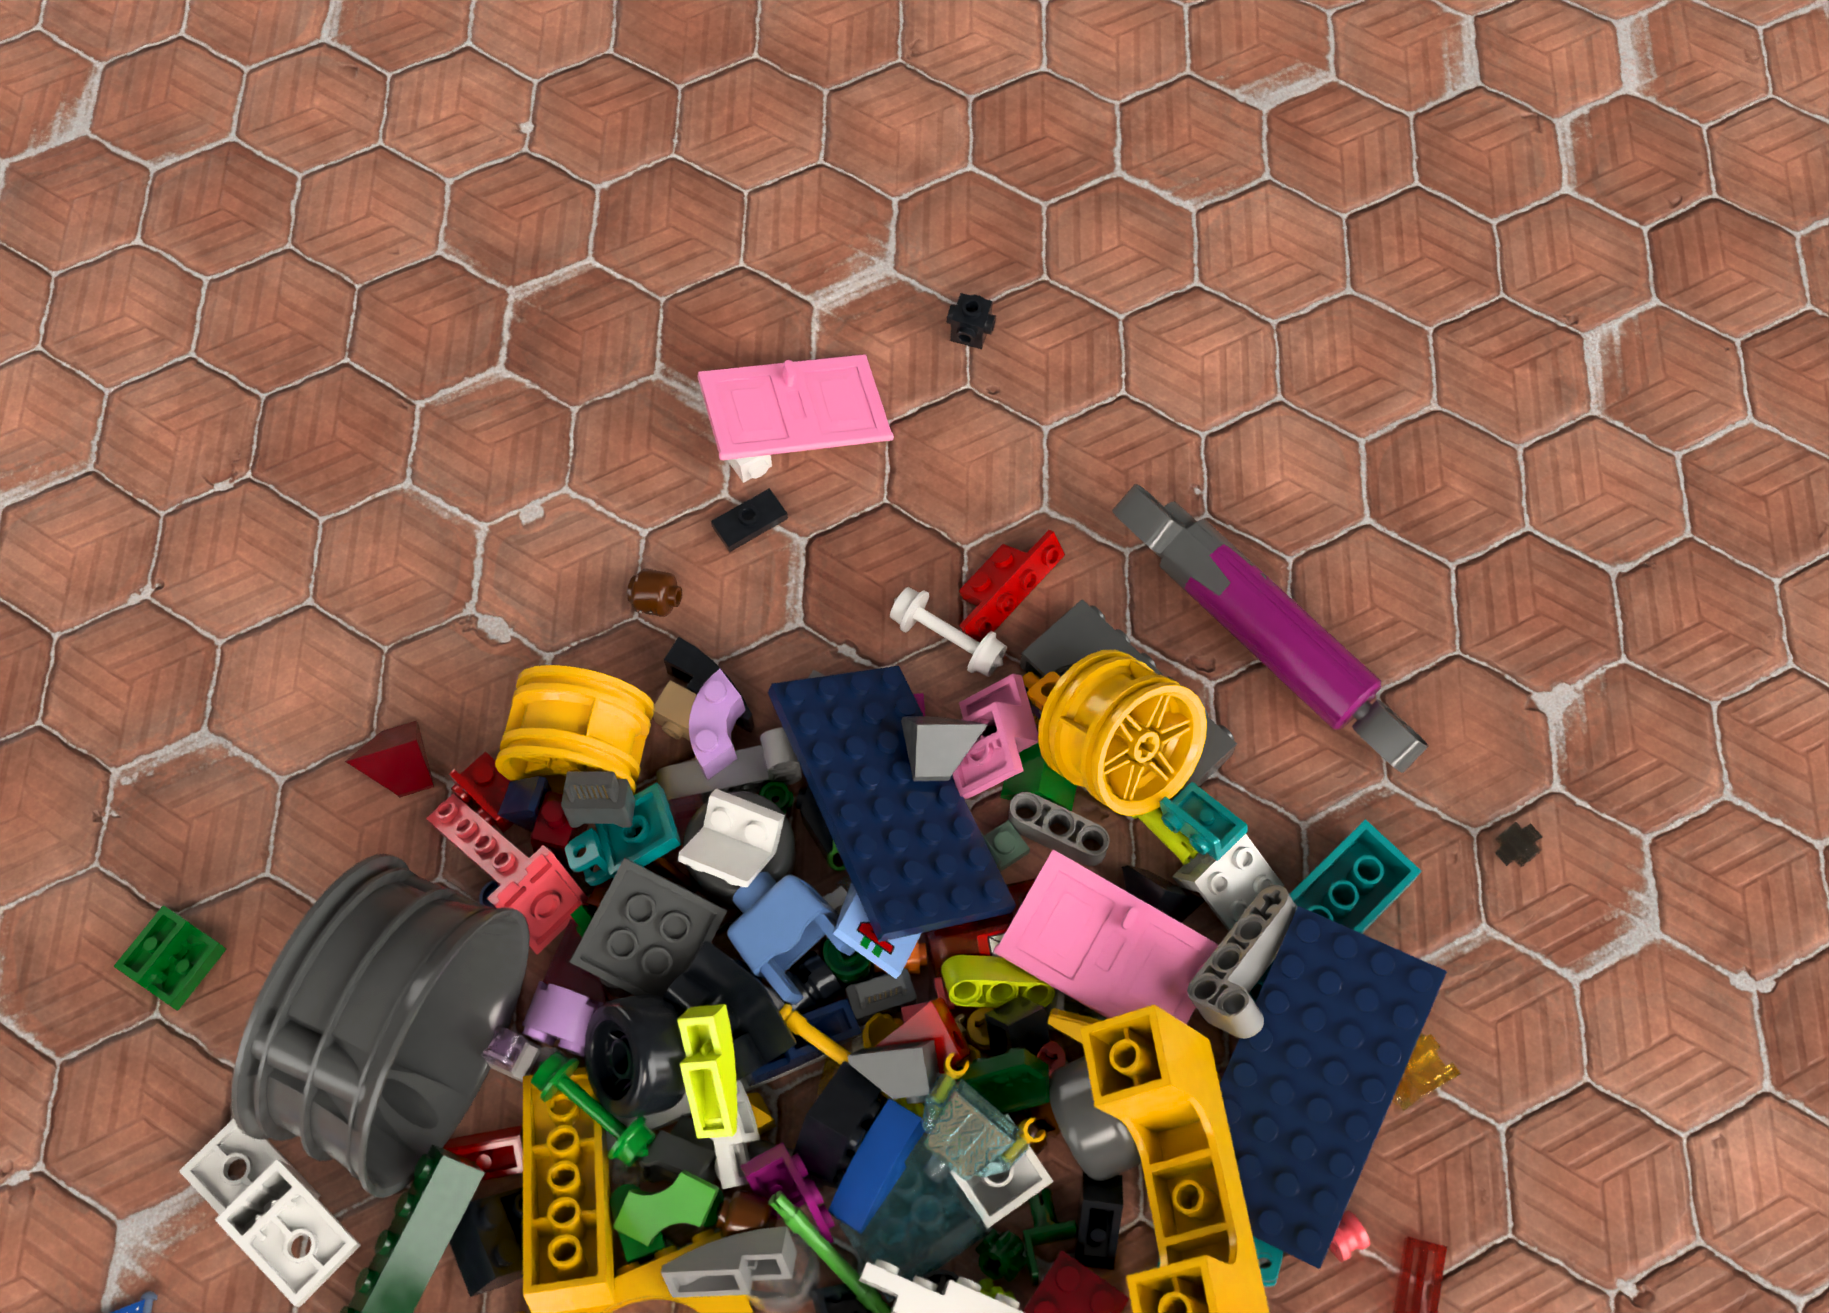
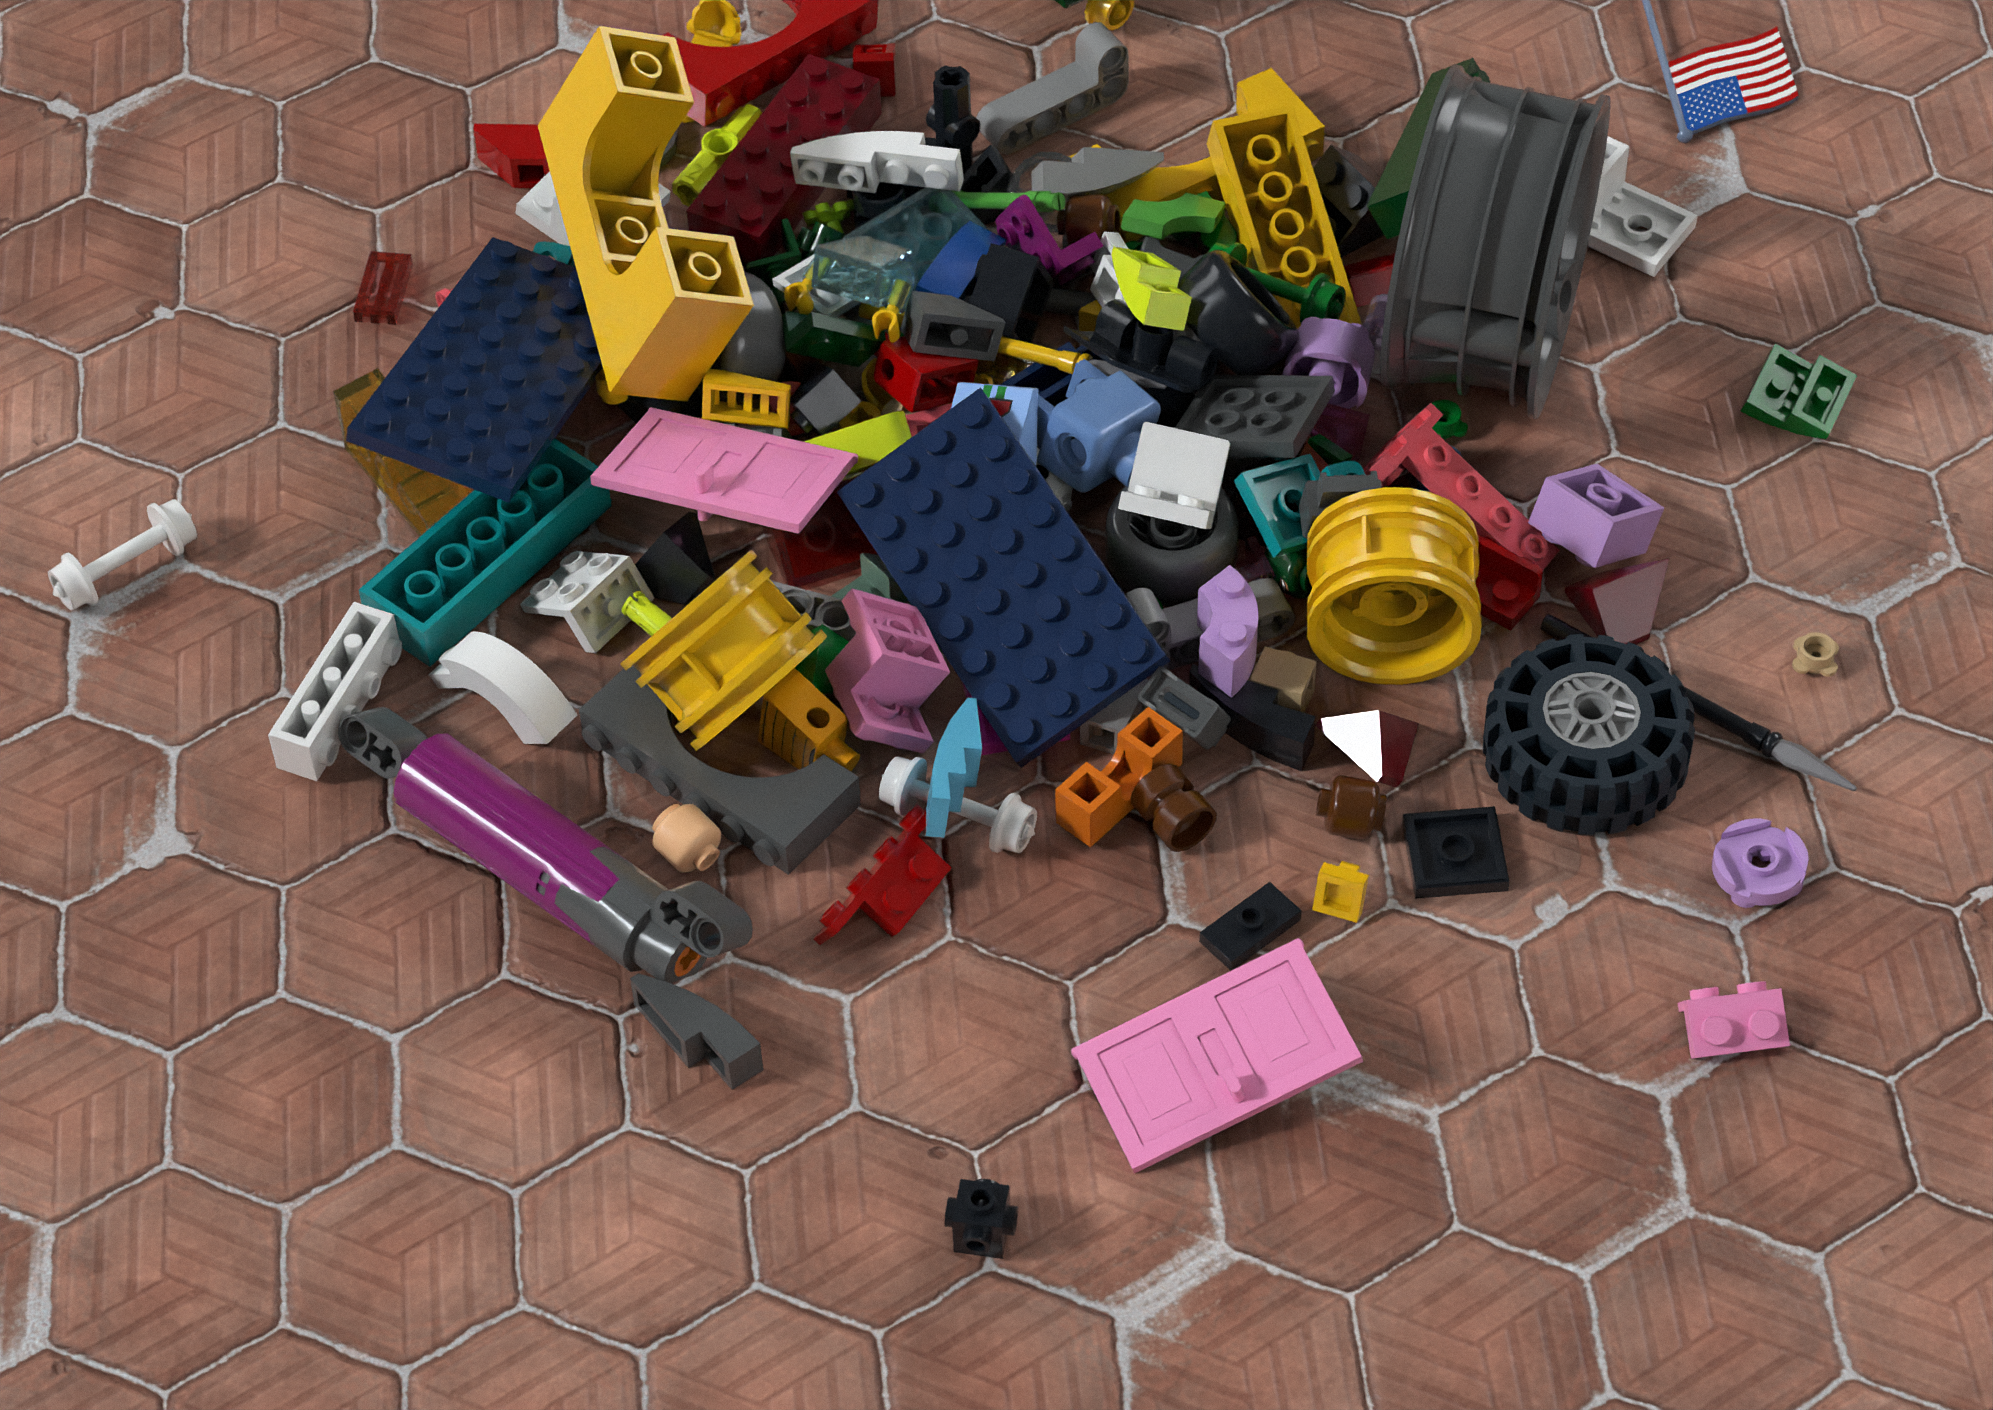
camera: 175 degrees right, 15 degrees down
(258, 681) = (1815, 654): none -> tan plate
(315, 604) = (1757, 736): none -> black piece
(379, 534) = (1757, 885): none -> lavender plate
(388, 814) = (1595, 515): none -> lavender brick
(434, 403) = (1735, 1021): none -> bright pink bracket
(461, 621) = (1588, 734): none -> black wheel
(587, 561) = (1455, 852): none -> black tile
(628, 650) = (1374, 741): none -> slope
(677, 531) = (1340, 891): none -> yellow tile
(754, 673) = (1185, 708): none -> dark grey piece
(788, 610) = (1174, 808): none -> reddish brown wheel
(843, 620) = (1097, 800): none -> orange arch
(938, 745) = (951, 637): slope -> none
(945, 657) = (954, 767): none -> medium azure slope
(1155, 632) = (686, 838): none -> light nougat head
(1157, 476) = (698, 1029): none -> dark grey slope
(1203, 820) = (620, 605): teal bracket -> none
(1239, 961) = (567, 459): light grey beam -> none
(1304, 779) = (508, 682): none -> white arch
(1435, 791) = (335, 686): none -> white brick
(1518, 844) = (233, 661): clear smoke gear -> none
(1662, 943) = (169, 525): none -> white piece

